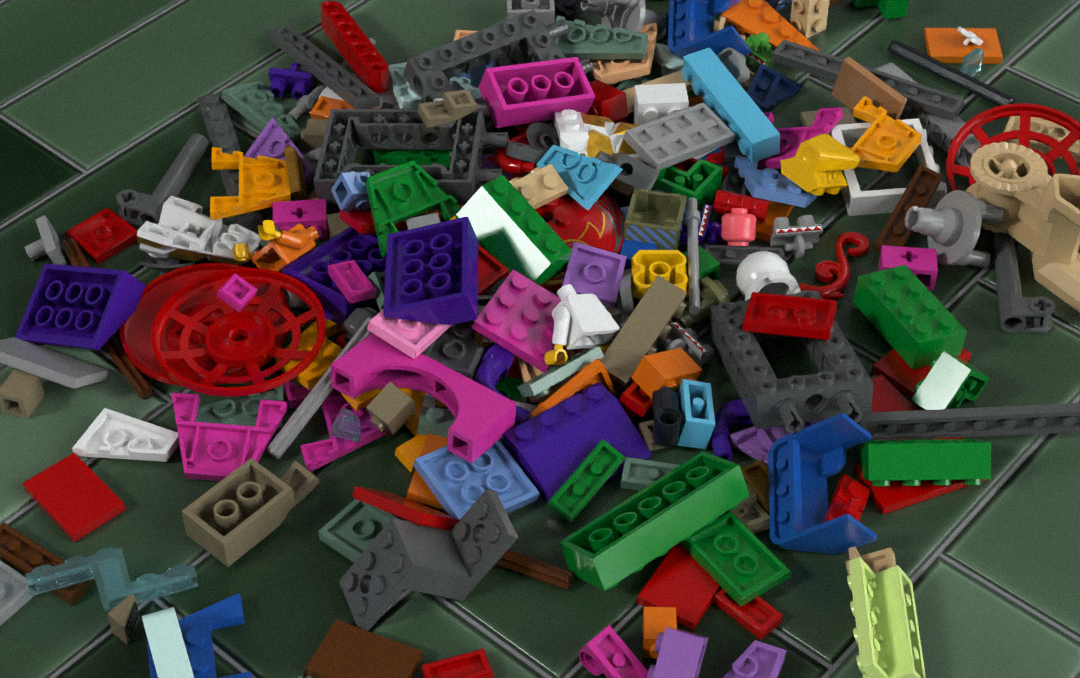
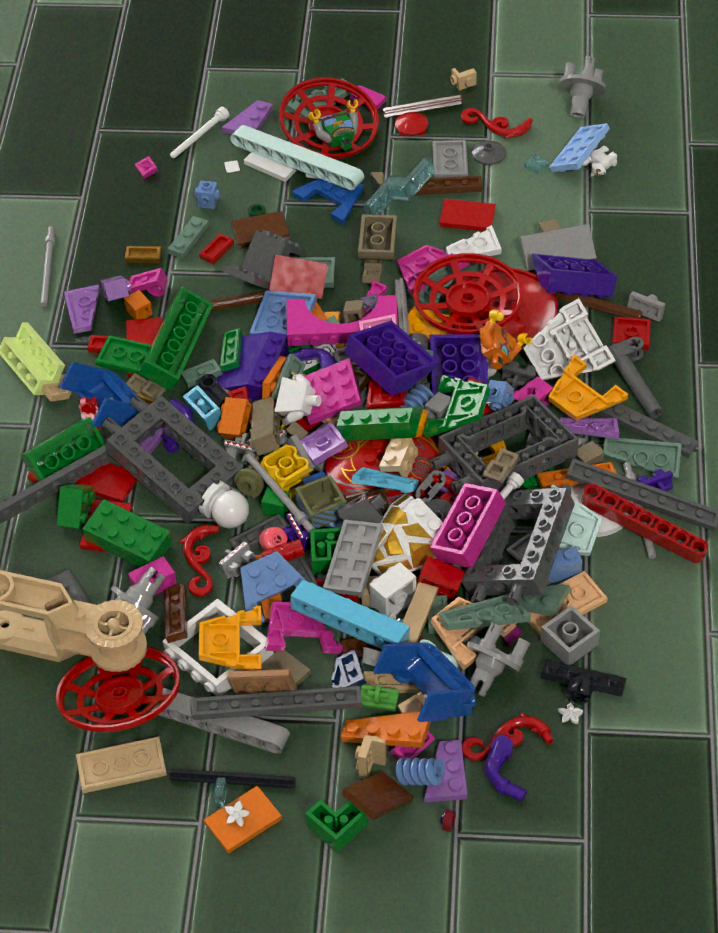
camera: 145 degrees right, 5 degrees up
(236, 292) = (485, 299): dark pink tile -> none
(295, 174) = (563, 410): pearl gold tile -> none
(352, 281) = (439, 345): dark pink tile -> none
(790, 315) = (185, 466): red tile -> none
(819, 165) = (249, 588): yellow piece -> none

